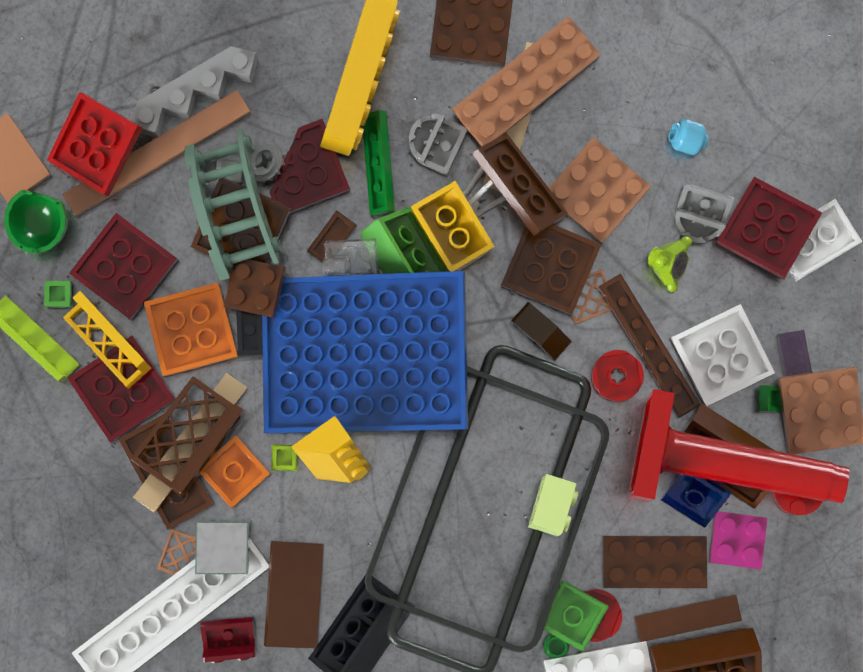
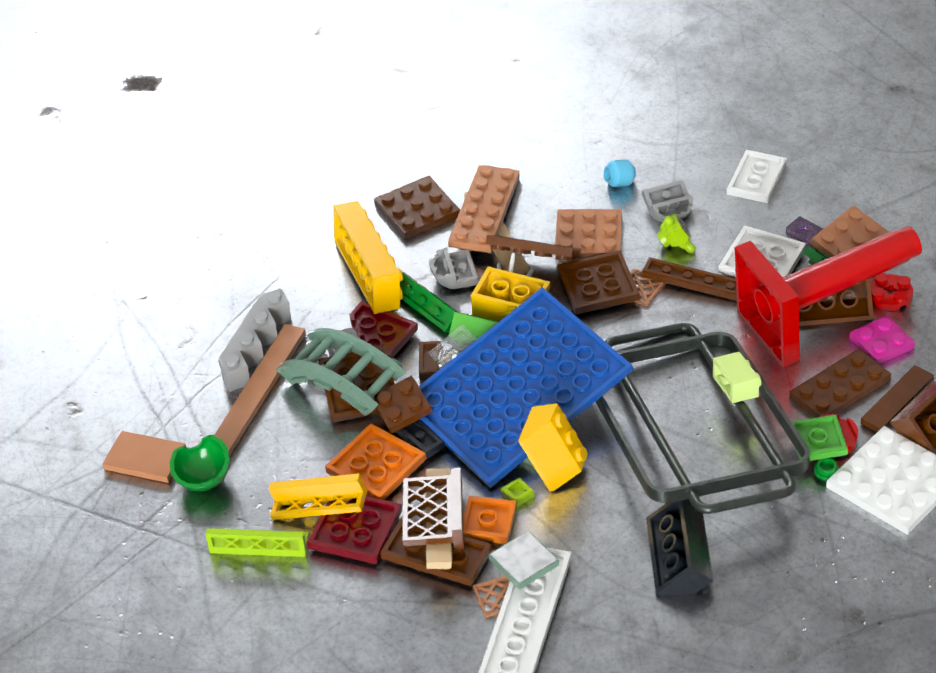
camera: 30 degrees left, 40 degrees down
(58, 294) = (254, 503): bright green plate -> none
(94, 143) = (206, 399): red plate -> none
(123, 266) = (289, 456): dark red plate -> none
(228, 639) = (581, 614): dark red bracket -> none
(293, 594) = (606, 558): reddish brown tile -> none
(541, 330) = (621, 313): dark brown slope -> none
(626, 364) = (705, 318): red plate -> none
(695, 497) = (826, 328): clear blue slope -> none
(769, 227) = (720, 181): dark red plate -> none

